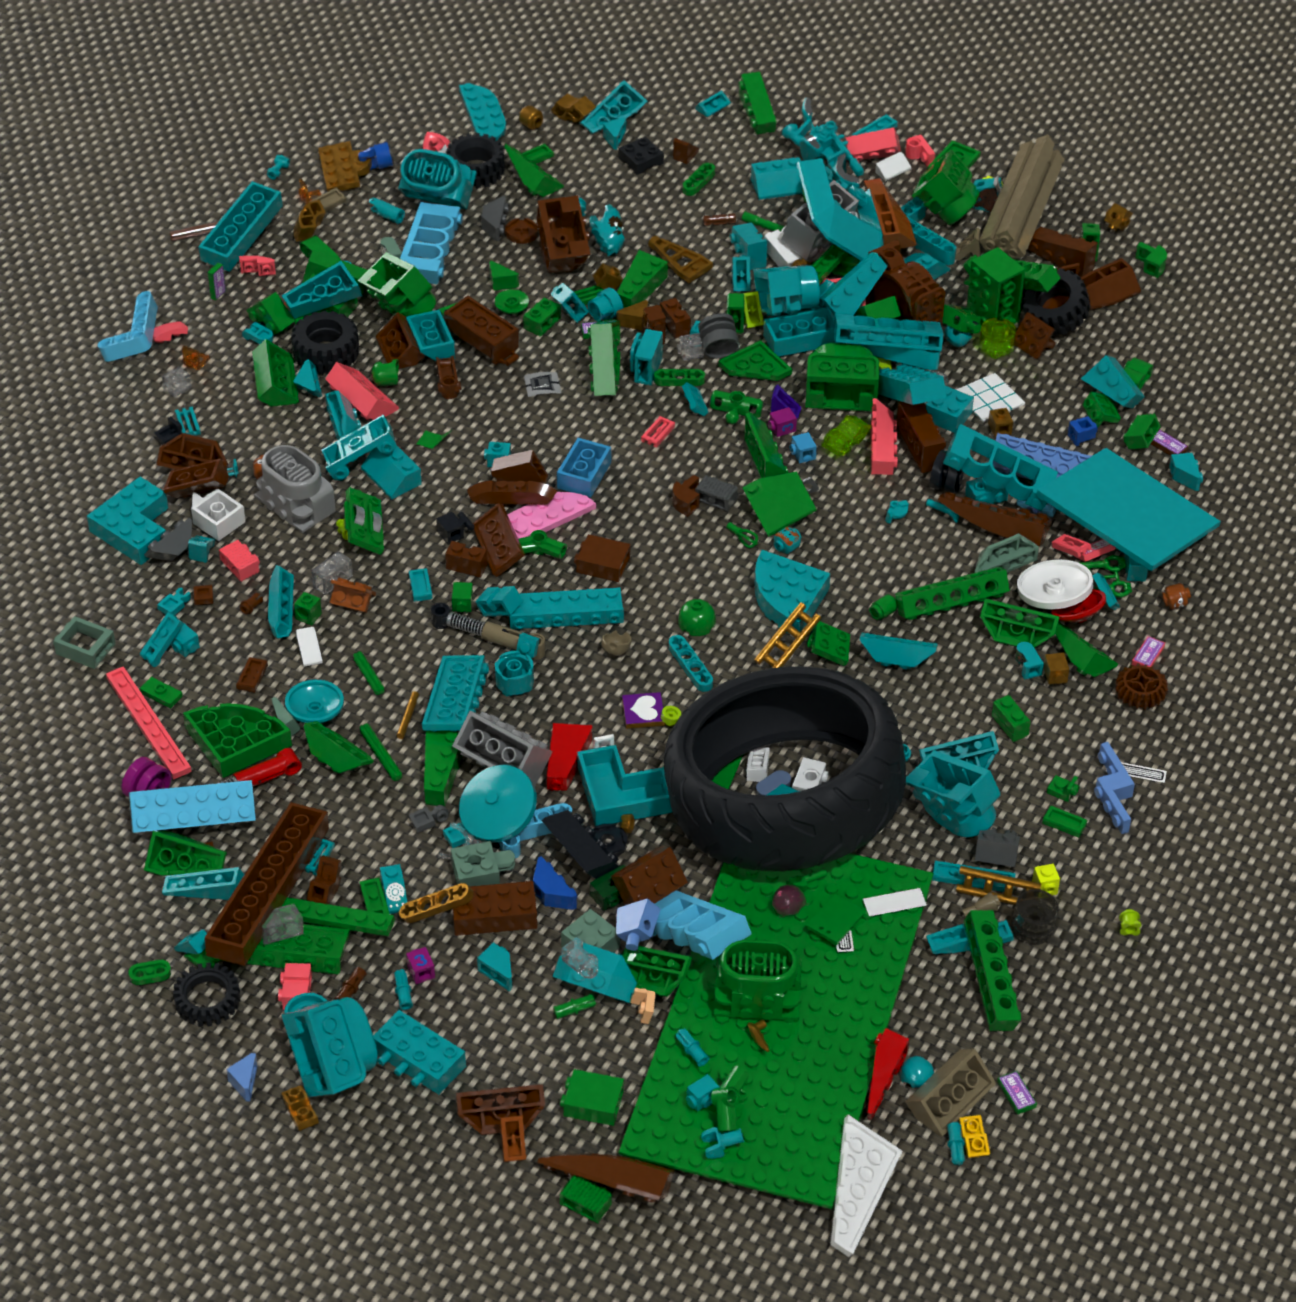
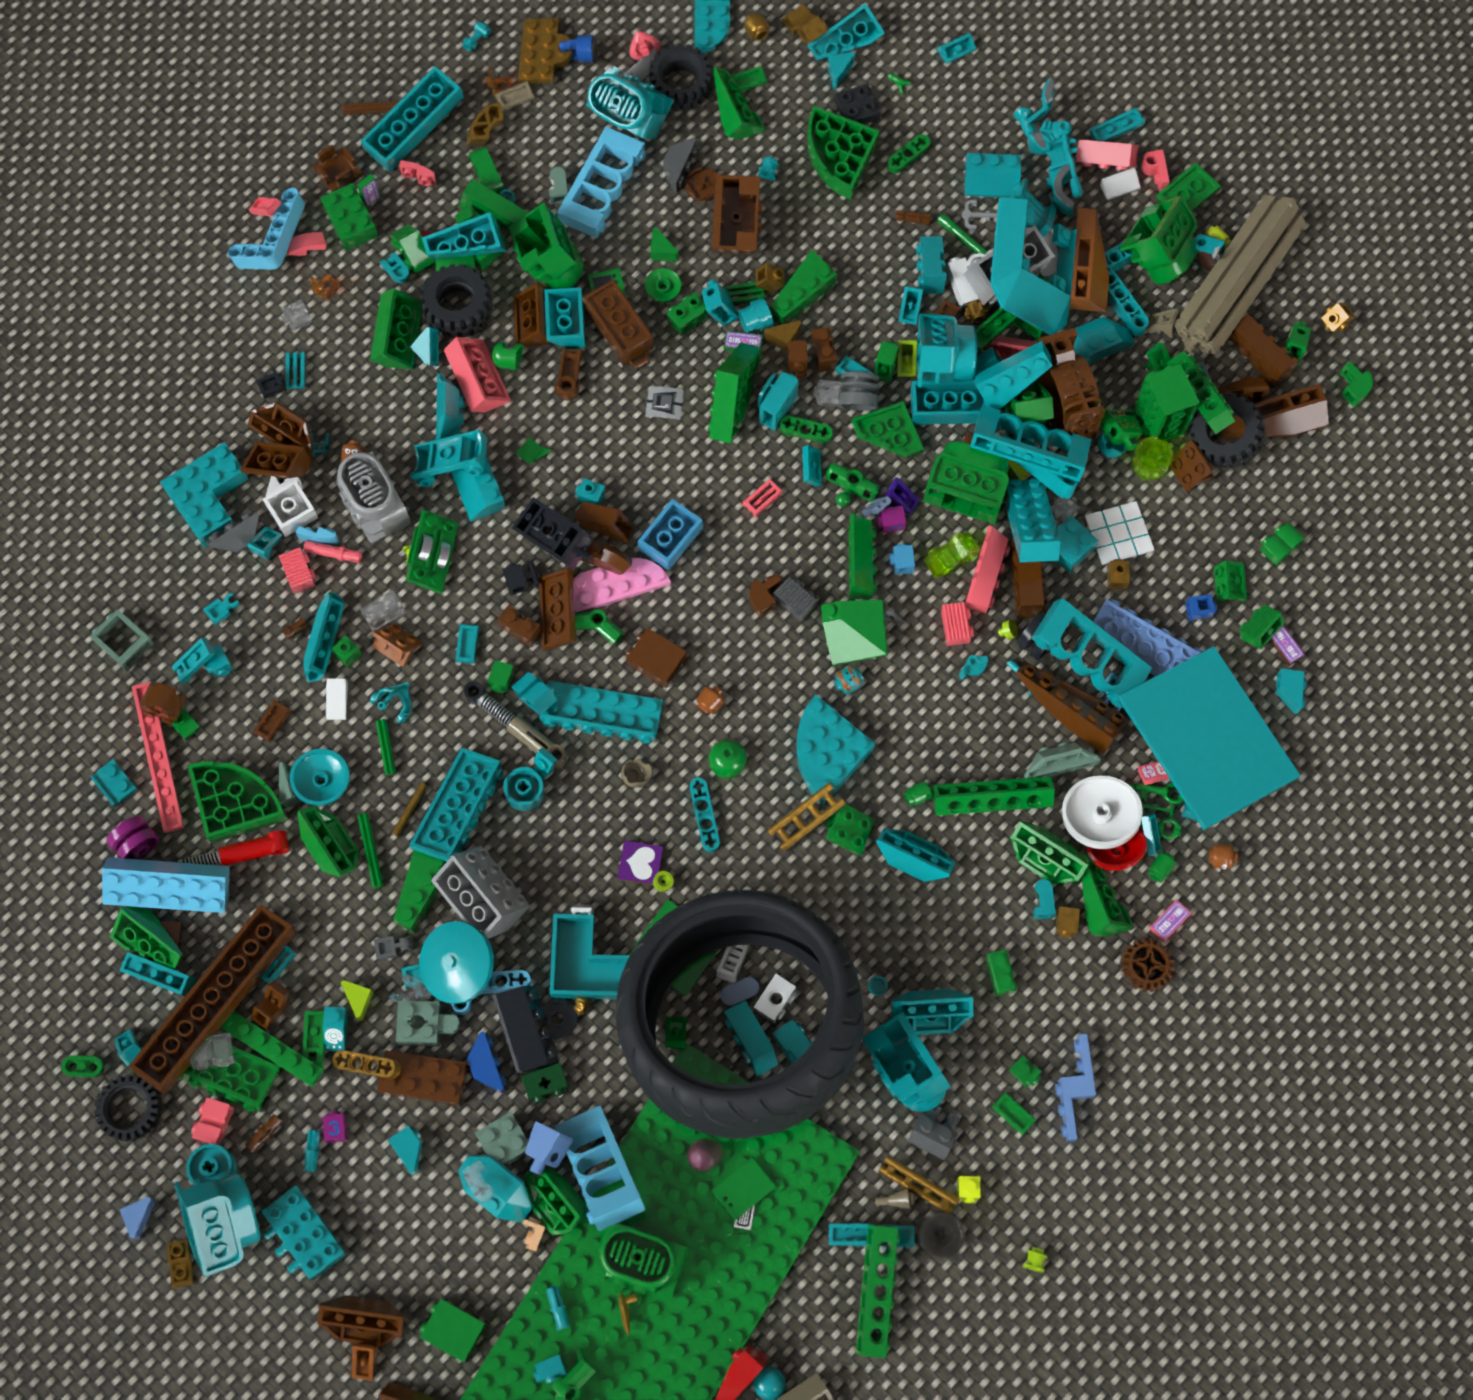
camera: 15 degrees right, 25 degrees up
(110, 752) = (113, 783): none -> teal plate
(121, 310) = (265, 206): none -> coral tile
(143, 671) = (162, 703): none -> reddish brown brick
(179, 277) = (337, 168): none -> reddish brown panel
(203, 305) = (349, 217): none -> green brick
(203, 594) = (251, 606): reddish brown plate -> none
(247, 534) = (324, 536): none -> medium azure slope
(270, 541) = (340, 553): none -> coral pin
(365, 627) = (402, 692): none -> teal helmet
(387, 210) = (571, 126): teal piece -> none
(409, 860) = (358, 997): none -> lime slope
(489, 478) = (565, 541): none -> black brick
(565, 743) = (549, 897): red slope -> none
(574, 1006) = (466, 1215): green axle -> none
(608, 231) = (789, 211): teal head -> none
(636, 183) = (839, 149): none -> green brick
(650, 877) = (577, 1092): reddish brown brick -> none
(665, 577) = (710, 700): none -> dark orange head
(671, 133) = (899, 81): none -> green bar
(683, 151) = (905, 110): reddish brown slope -> none
(688, 272) = (863, 283): pearl gold plate -> none
(739, 532) = (804, 654): green piece -> none
(757, 103) = (1001, 63): green wedge -> none
(766, 211) = (967, 214): none -> light grey piece
(768, 408) = (876, 506): none -> sand blue tile
(869, 482) = (956, 624): none -> coral brick
(894, 902) = (808, 1180): white sticker -> none
(918, 478) = (1009, 629): none -> lime tile
(949, 873) = (880, 1148): teal tile -> none
(981, 491) = (1064, 671): teal brick -> none
(1071, 545) = (1144, 772): coral tile -> none
(1114, 382) = (1254, 554): teal wedge -> none
(1124, 615) = (1161, 867): none -> green brick
(1145, 772) = (1112, 1069): sticker -> none

